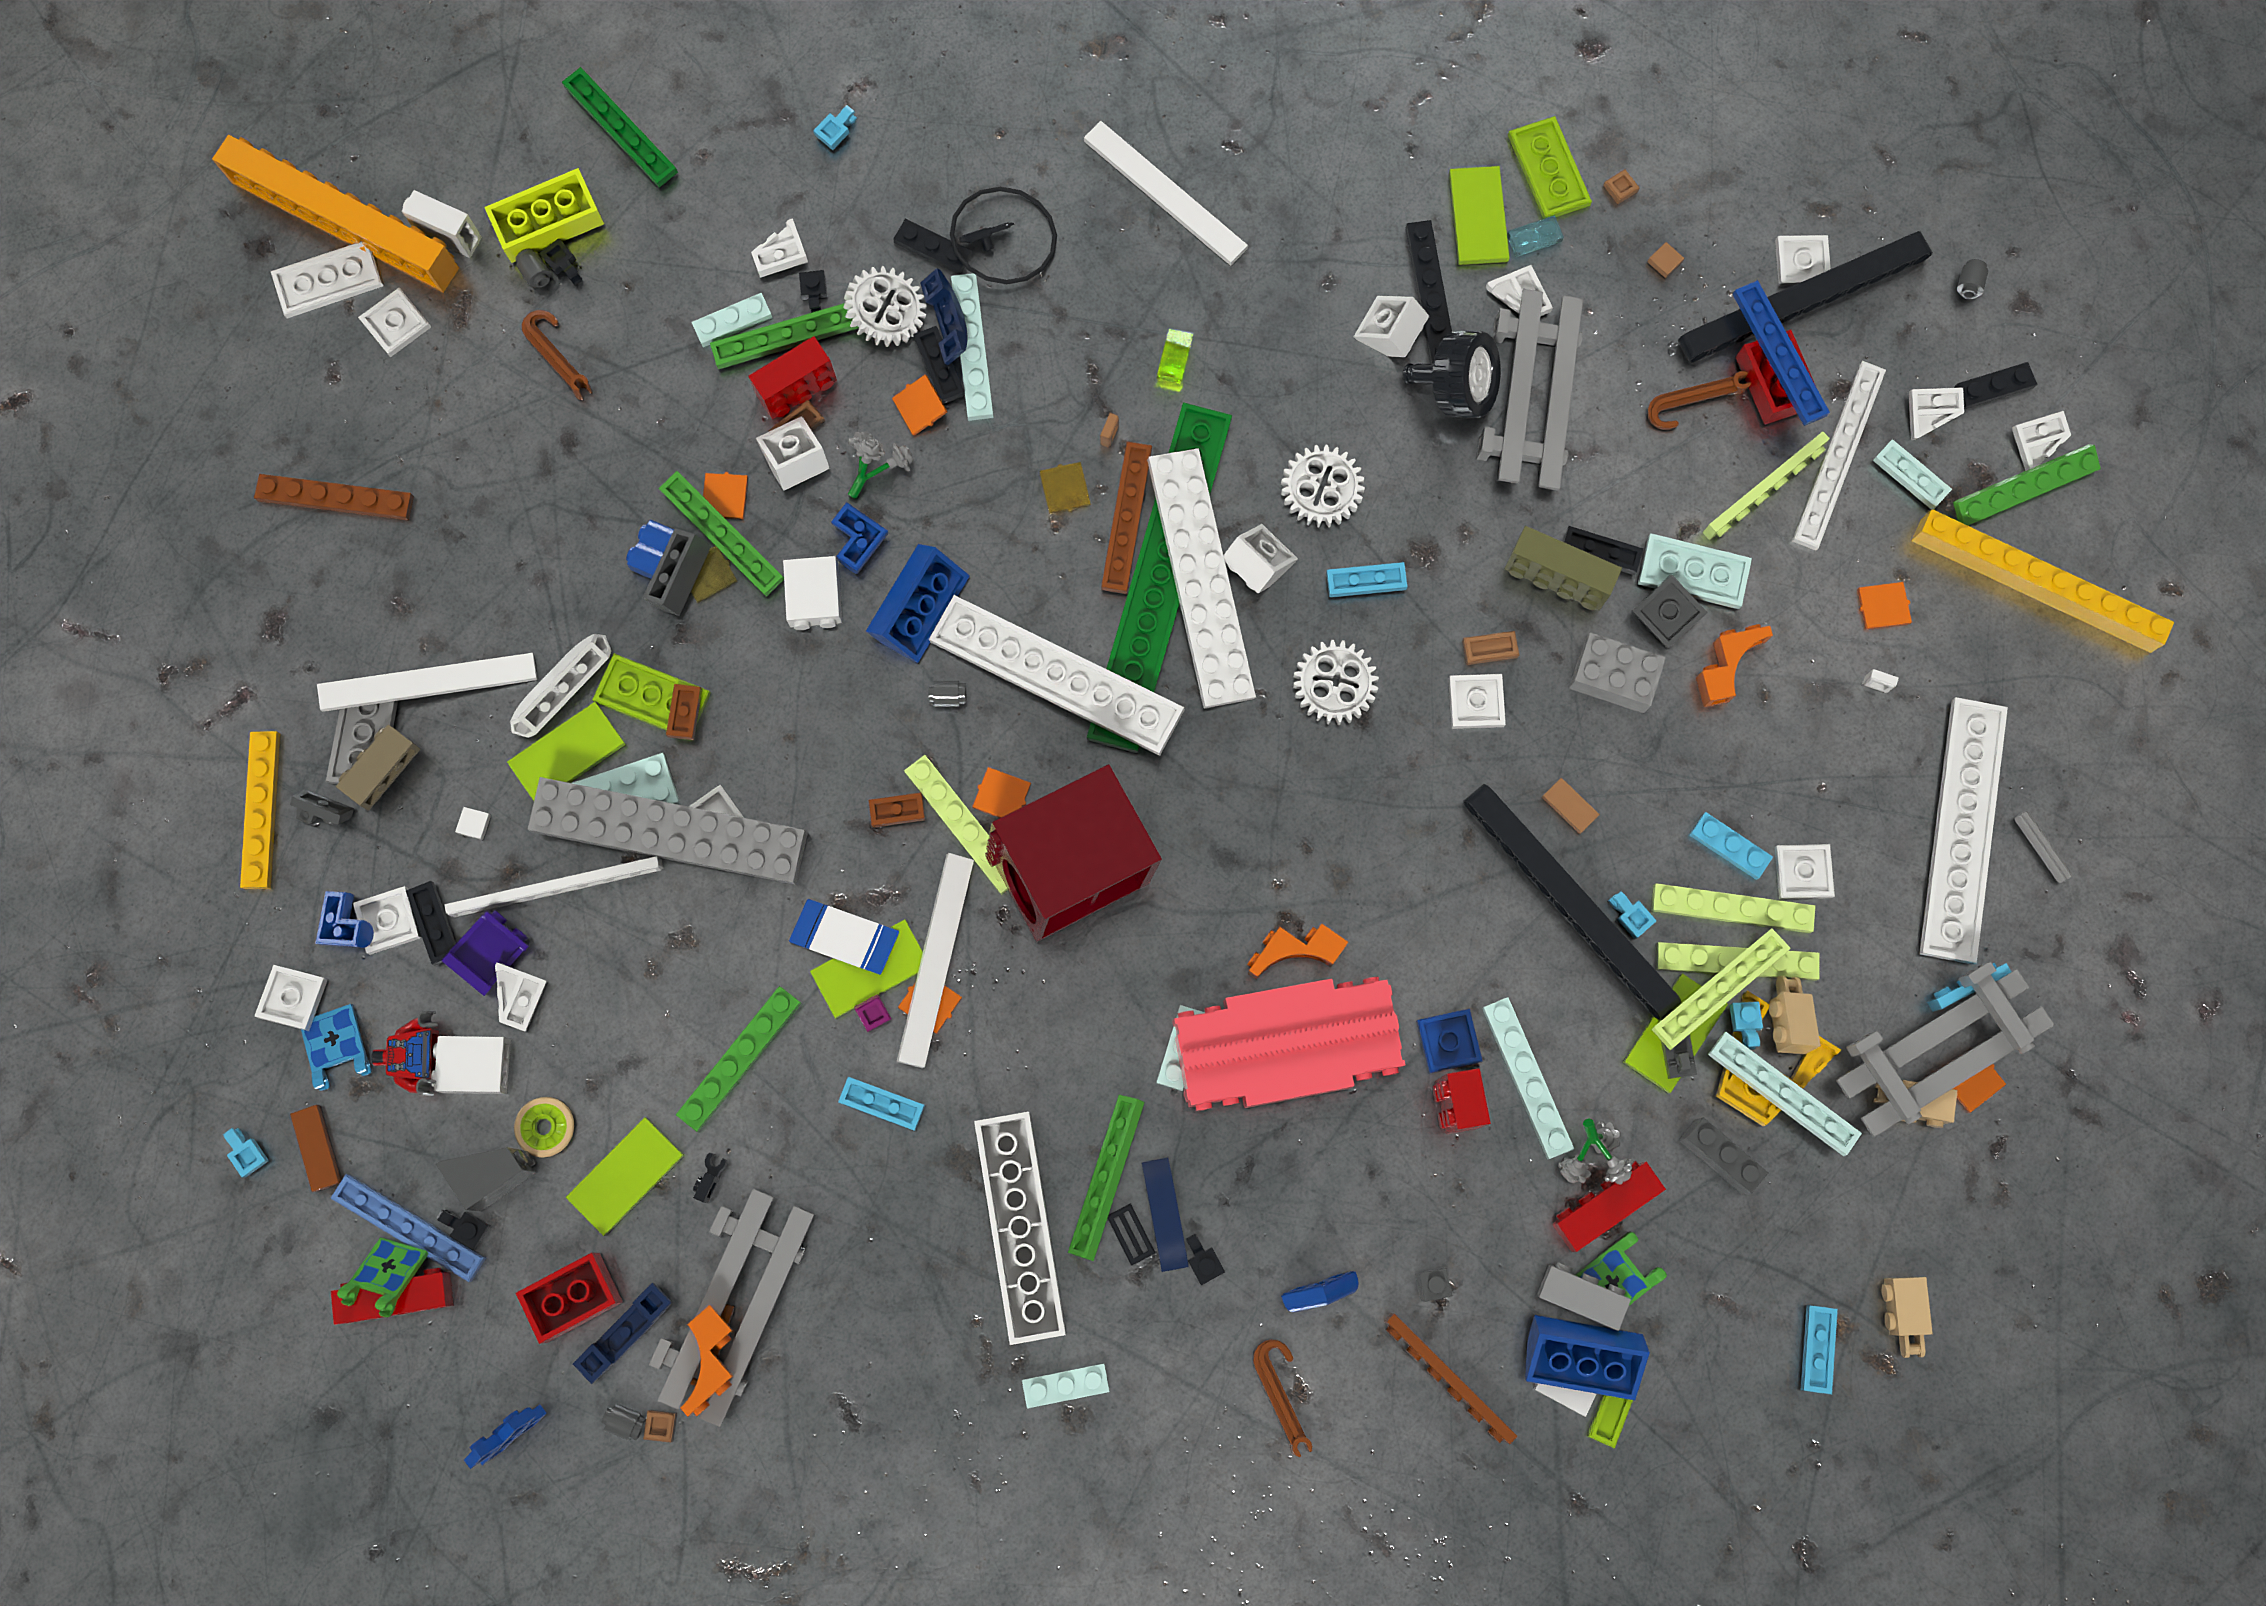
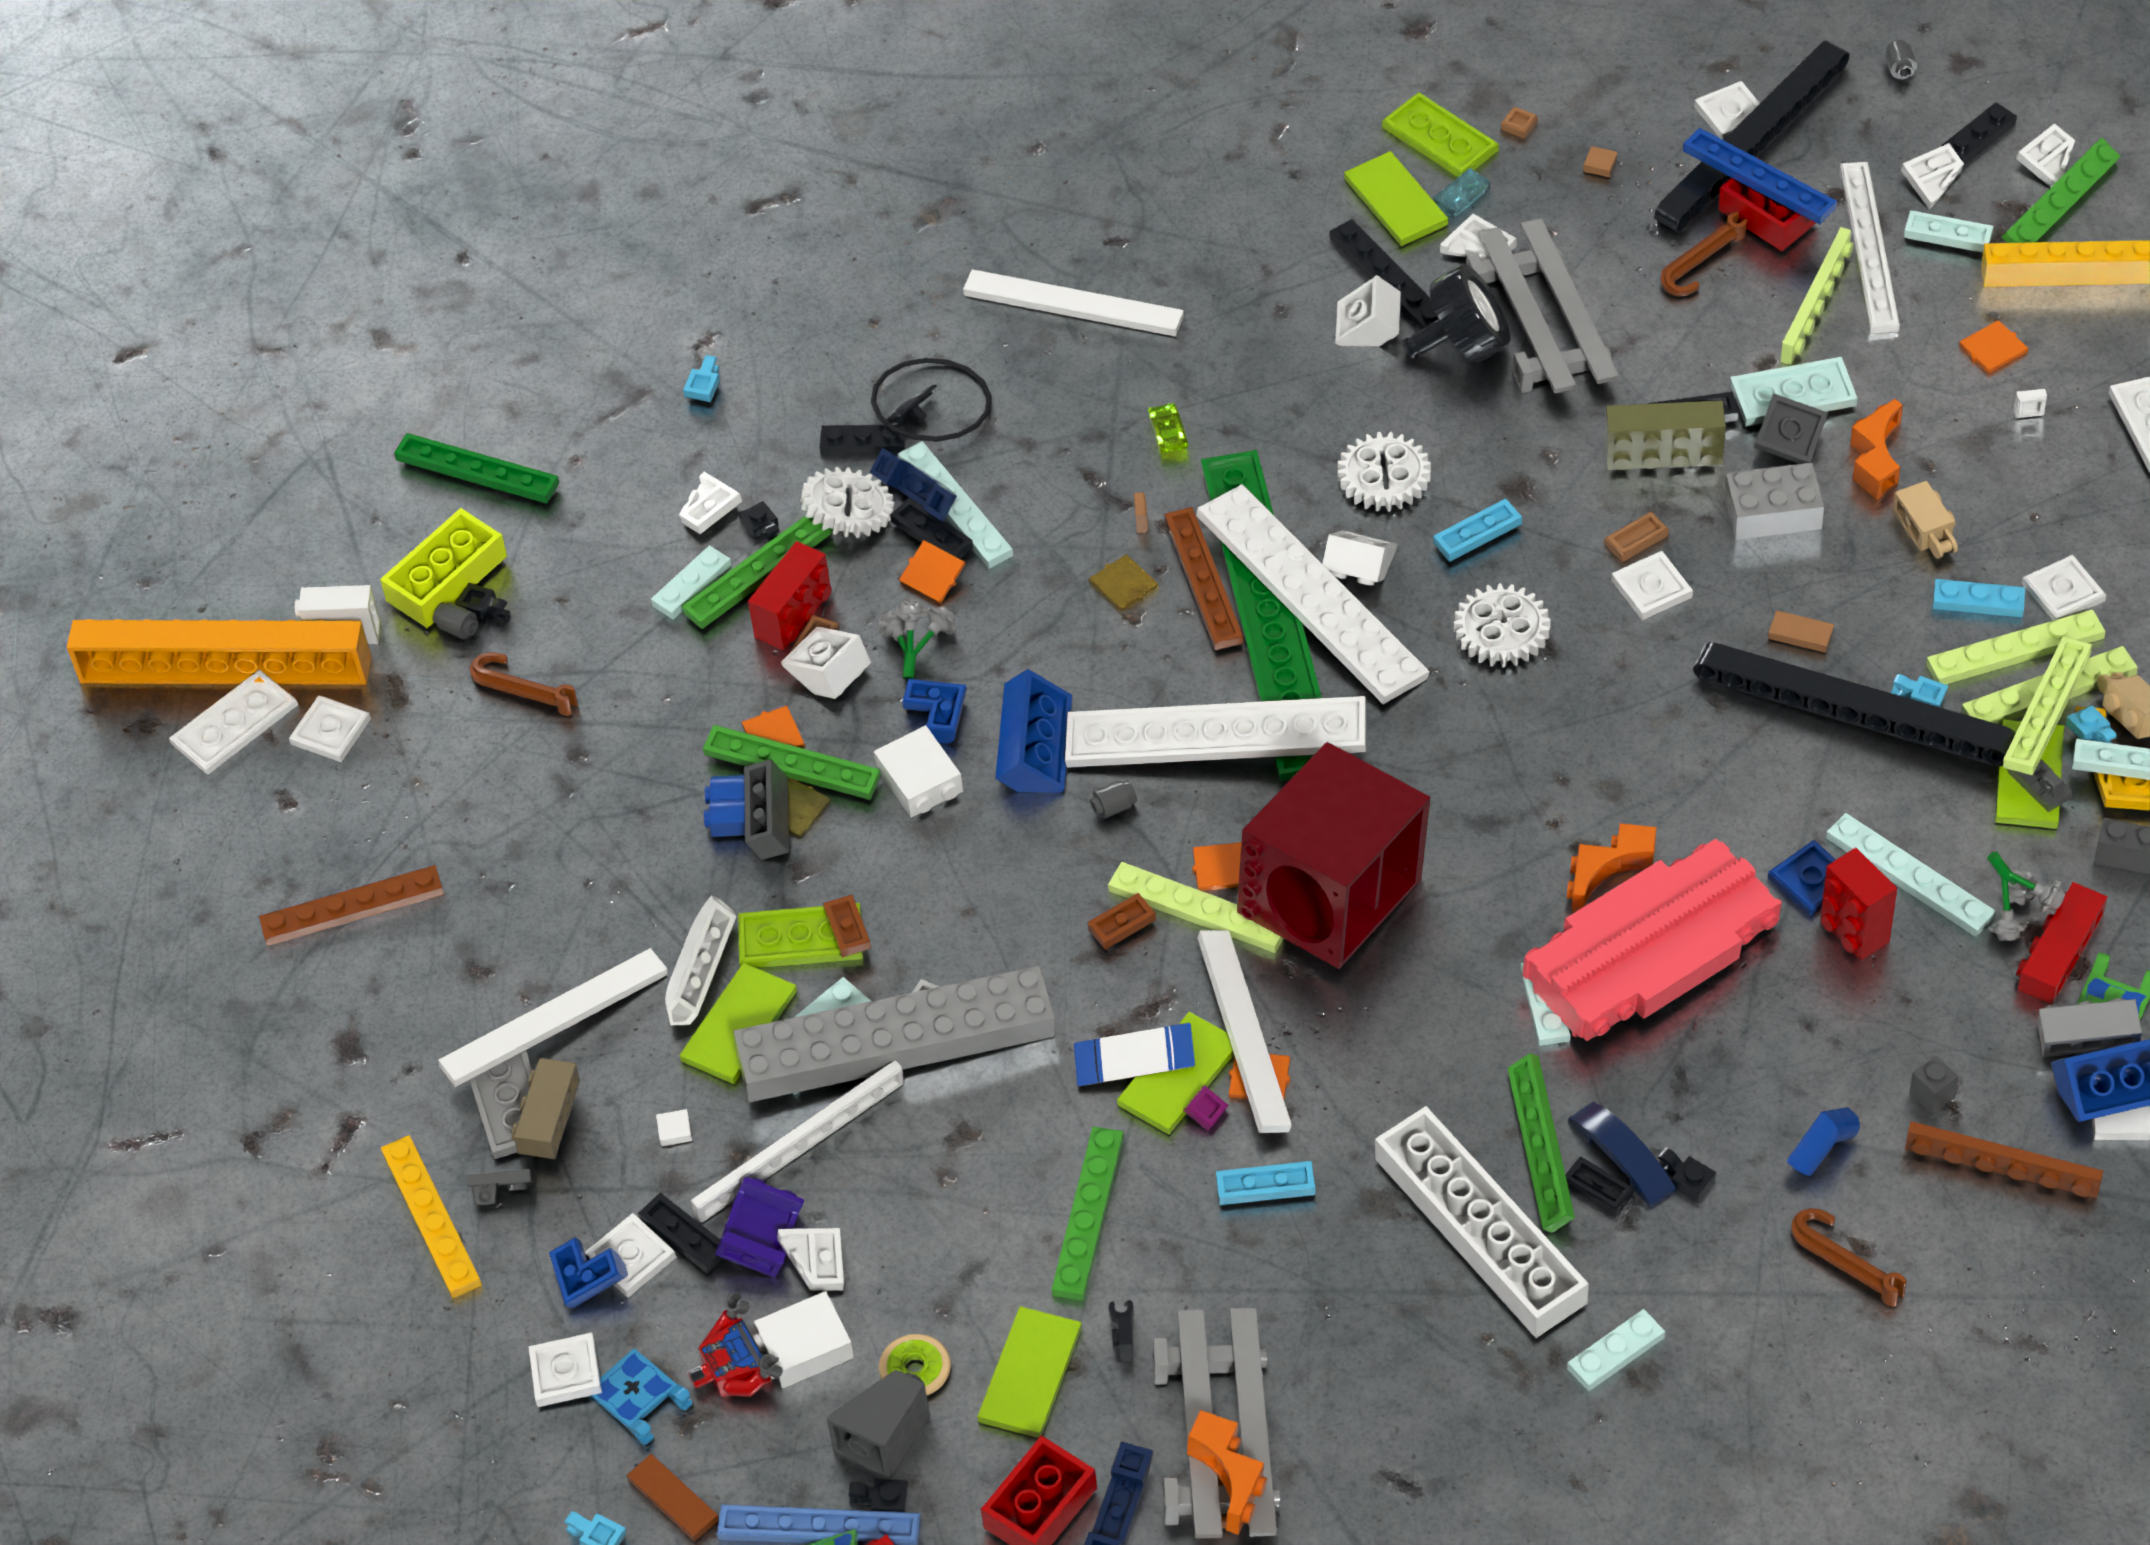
camera: 20 degrees left, 25 degrees down
(1731, 752) = (1926, 518): none -> tan brick

